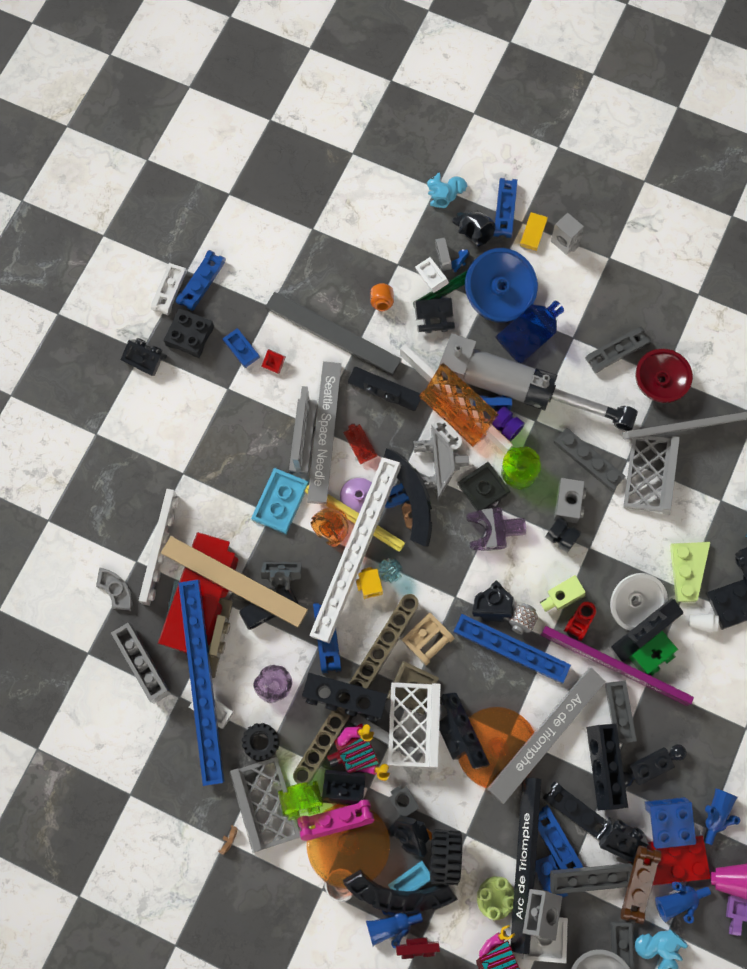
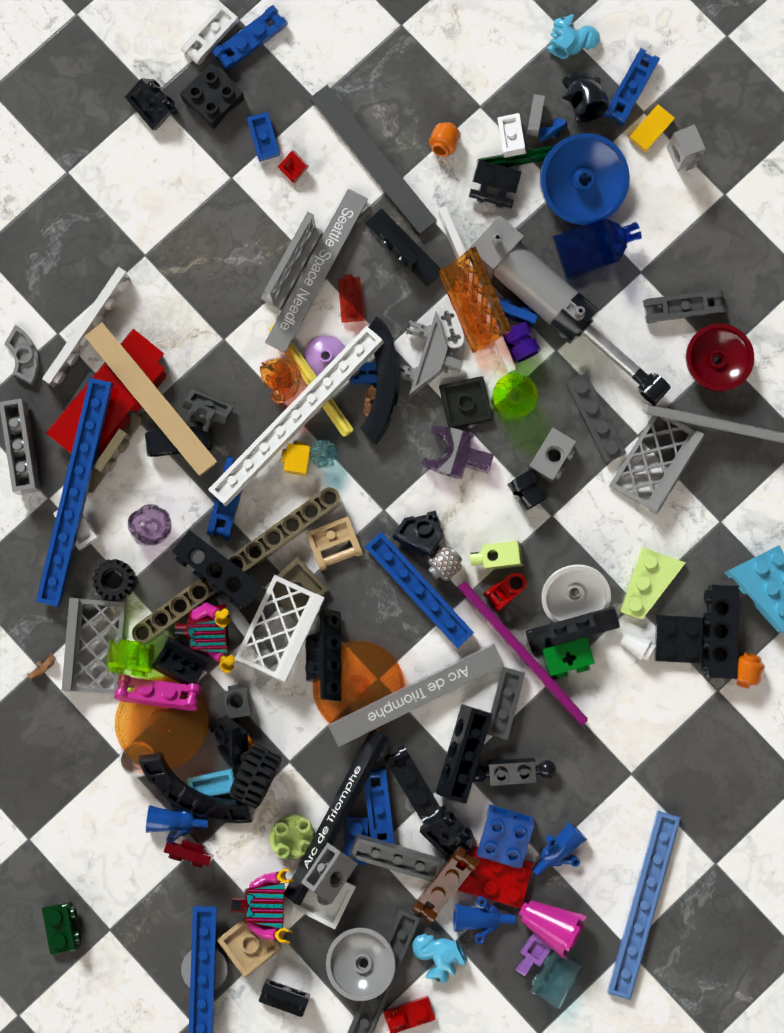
camera: 20 degrees right, 10 degrees up
(280, 501) = (238, 328): medium azure tile -> none

